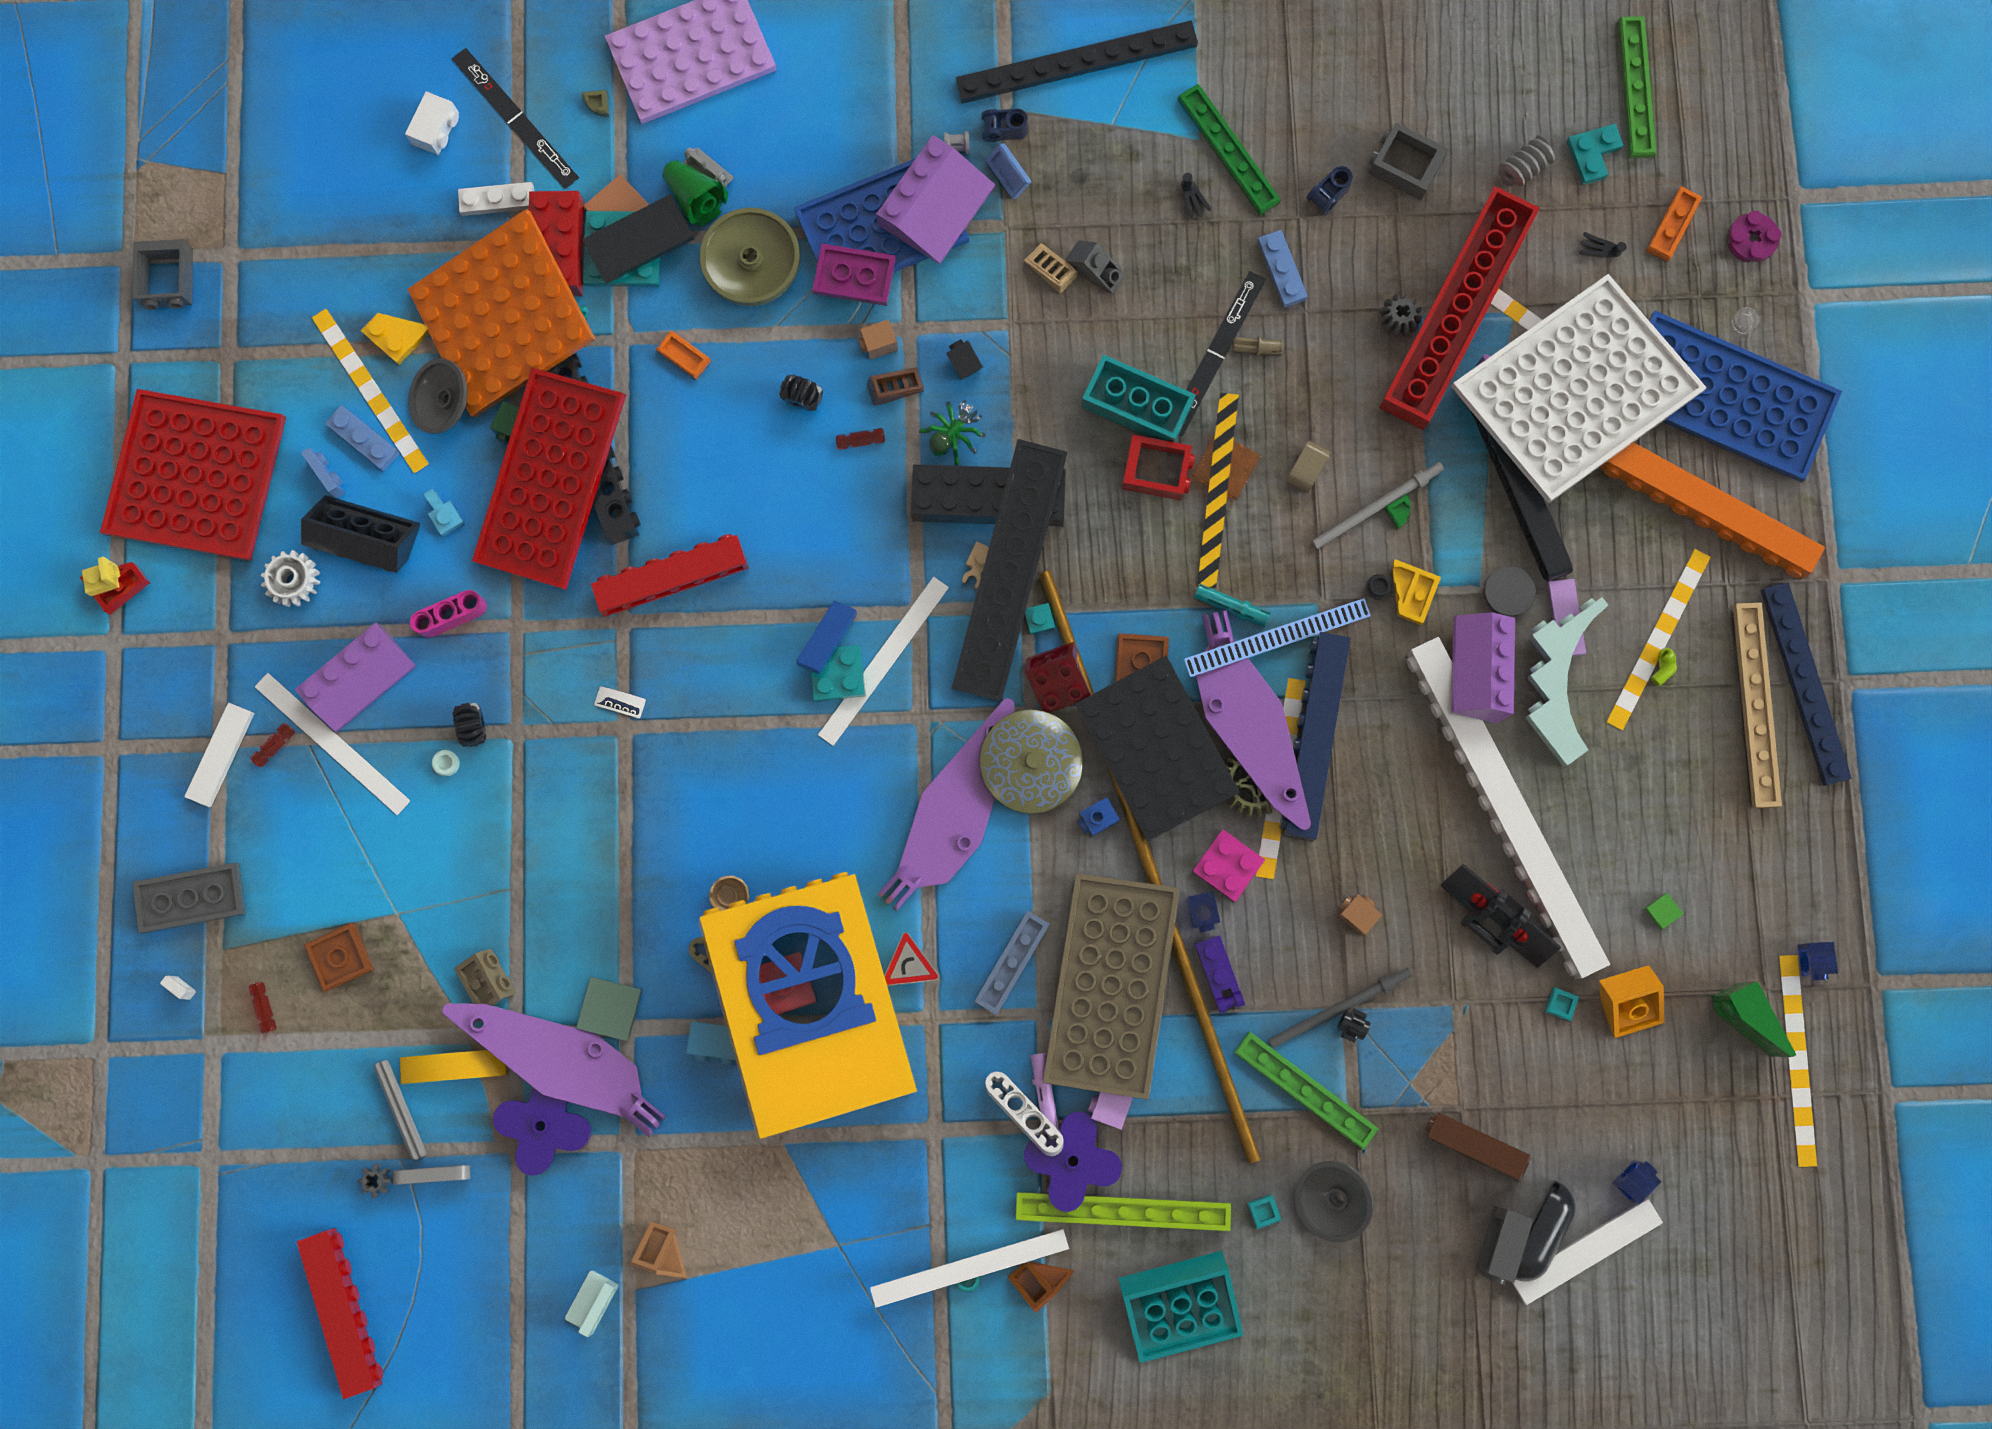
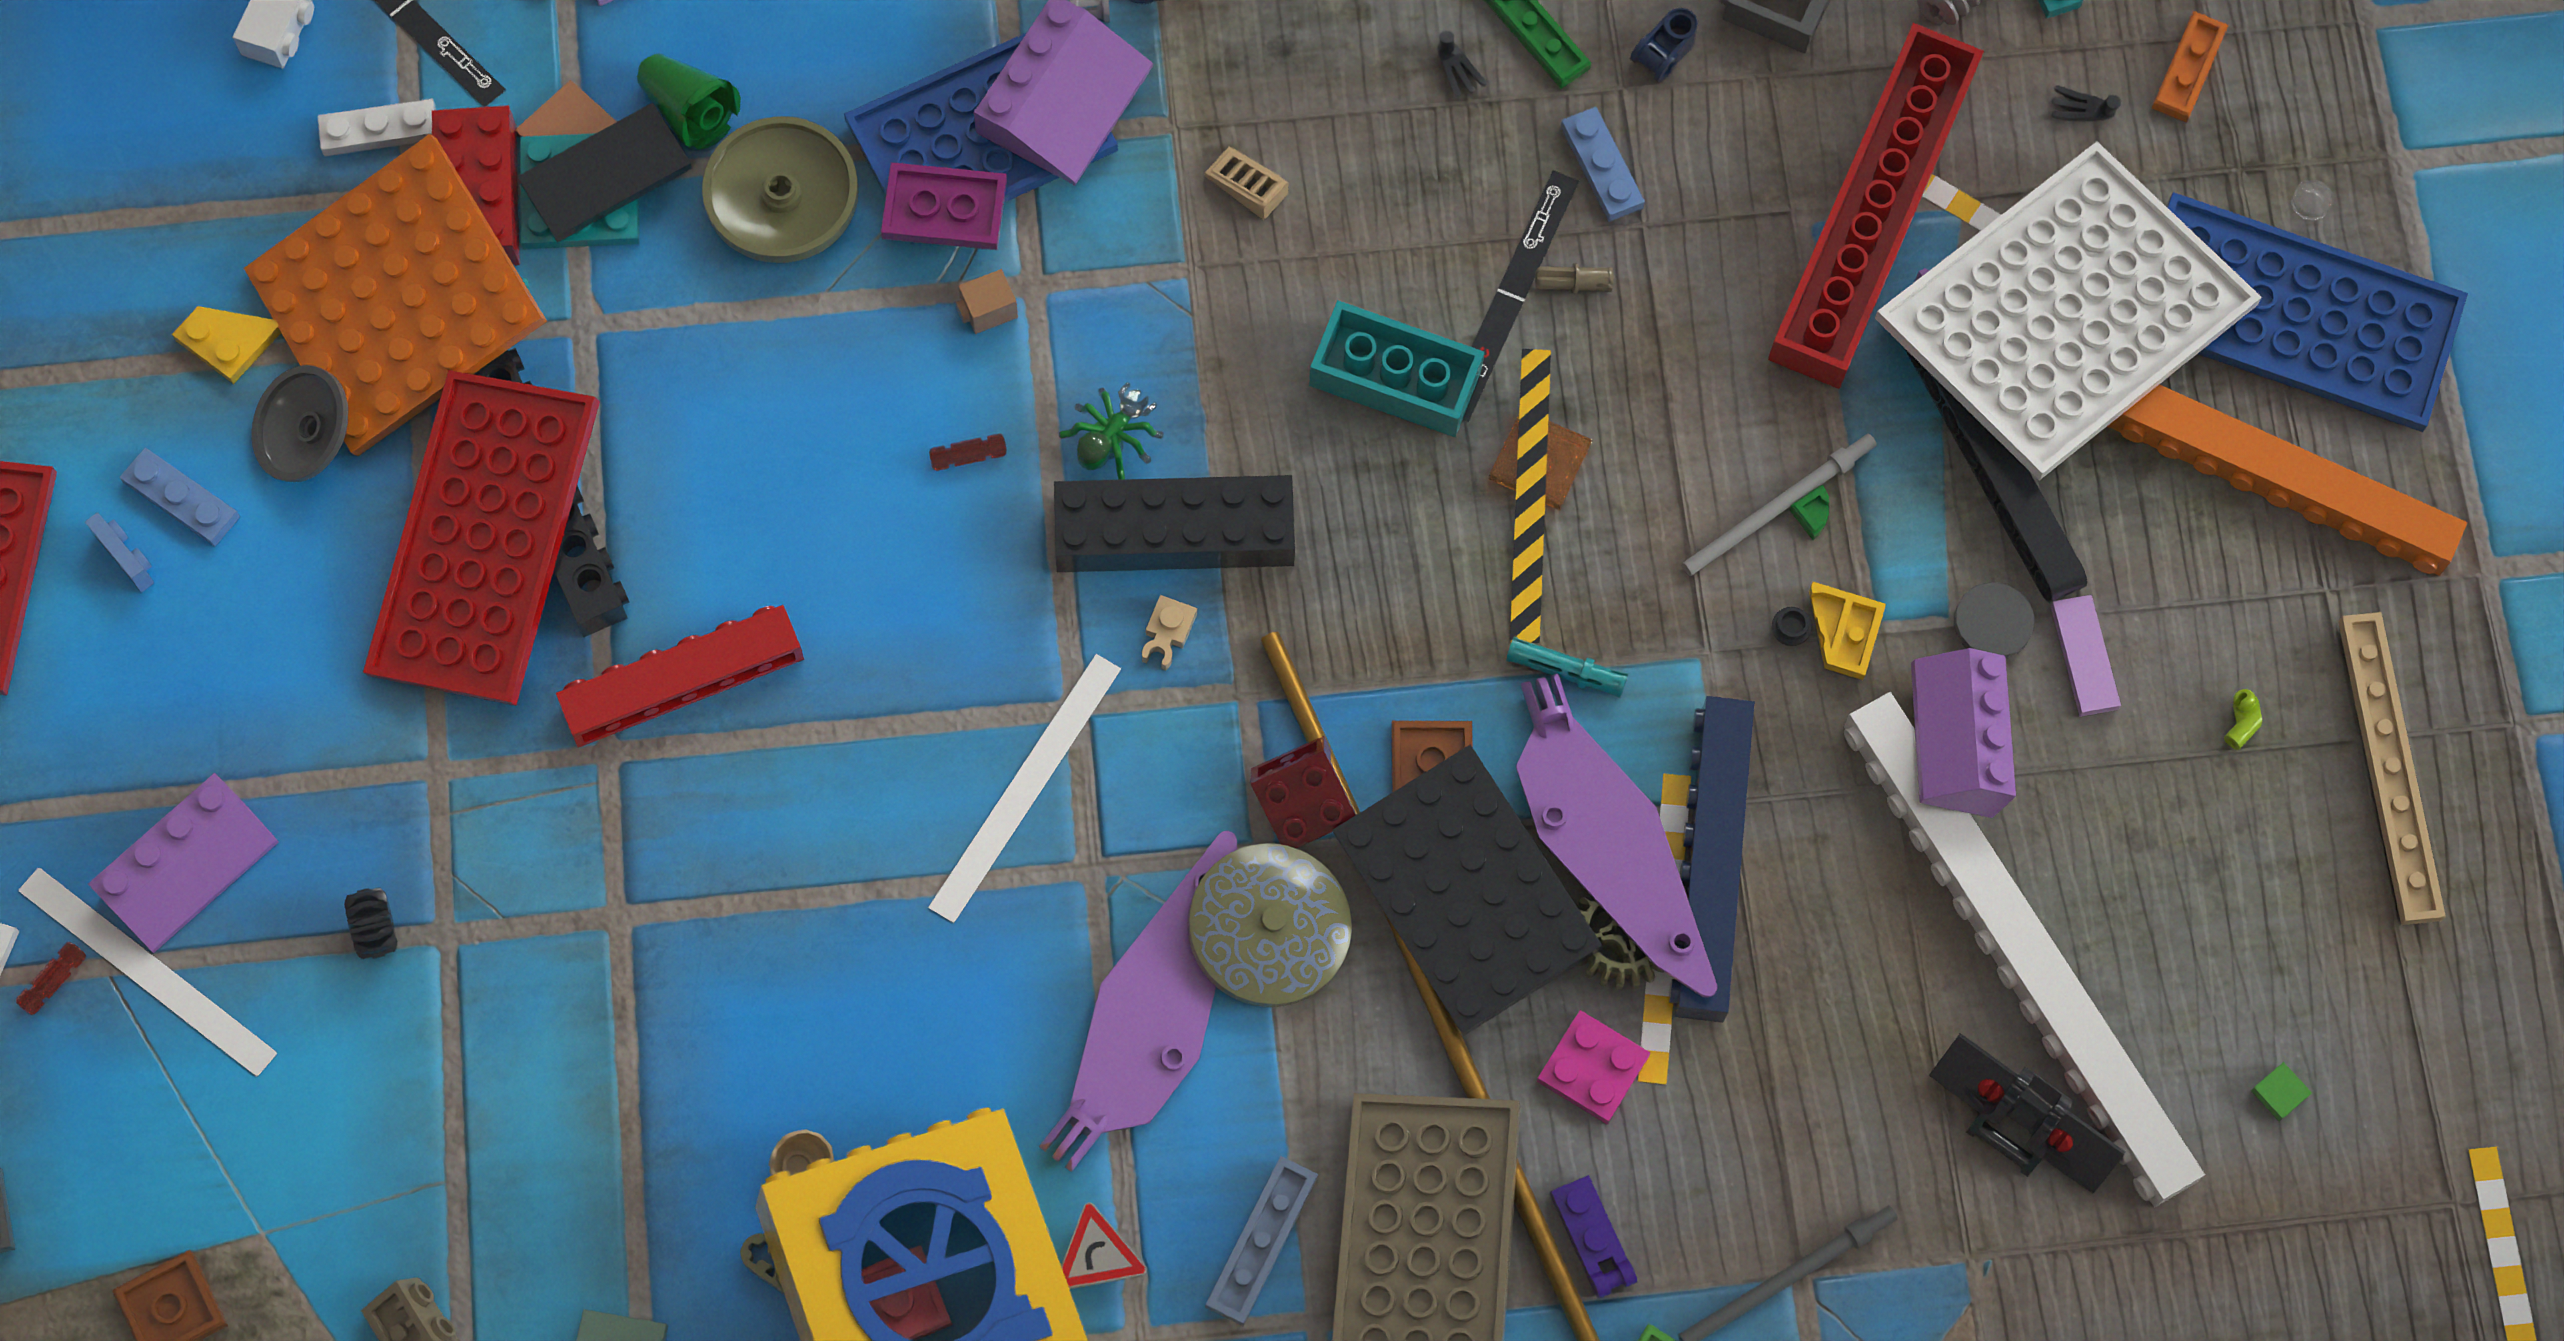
camera: 10 degrees left, 10 degrees down
(280, 569) = (86, 731): white gear -> none
(359, 533) = (180, 642): black slope -> none
(370, 390) = (189, 425): sticker -> none
(436, 612) = (308, 754): dark pink beam -> none
(444, 515) = (316, 606): medium azure plate -> none
(445, 763) = (332, 989): light aqua tile -> none
(504, 422) = (407, 457): dark green brick -> none
(620, 702) = (609, 876): white sticker -> none
(683, 355) = (683, 343): orange tile -> none
(703, 163) = (697, 55): light grey hinge -> none
(801, 392) = (871, 386): black gear -> none
(826, 637) = (934, 754): blue tile -> none
(841, 676) = (953, 810): teal plate -> none
(897, 393) = (1004, 386): reddish brown slope -> none
(964, 359) = (1123, 322): black brick -> none
(1008, 171) = (1171, 43): medium blue plate -> none
(1009, 570) = (1215, 632): black plate -> none
(1039, 619) = (1267, 707): teal plate -> none
(1095, 265) = (1315, 173): dark grey slope -> none
(1098, 818) = (1382, 1004): blue brick -> none
(1153, 488) = (1434, 498): red window -> none
(1209, 901) = (1563, 1121): clear blue brick -> none
(1277, 637) = (1639, 710): light blue sticker -> none
(1308, 466) = (1667, 452): dark tan beam -> none
(1354, 1025) = (1812, 1300): black gear -> none
(1359, 913) = (1805, 1125): medium nougat brick -> none
(1407, 321) = (1788, 220): dark grey gear -> none
(1556, 644) = (2078, 805): light aqua arch -> none
(1561, 1004) = (2136, 1247): teal tile -> none
(1632, 1001) = (2247, 1233): light orange slope -> none
(1658, 639) = (2229, 680): sticker -> none
(1750, 1013) = (2435, 1242): green slope -> none
(1763, 227) = (2315, 60): magenta plate -> none
(1806, 684) = (2463, 733): dark blue plate -> none
(1818, 960) = (2527, 1148): clear blue brick -> none

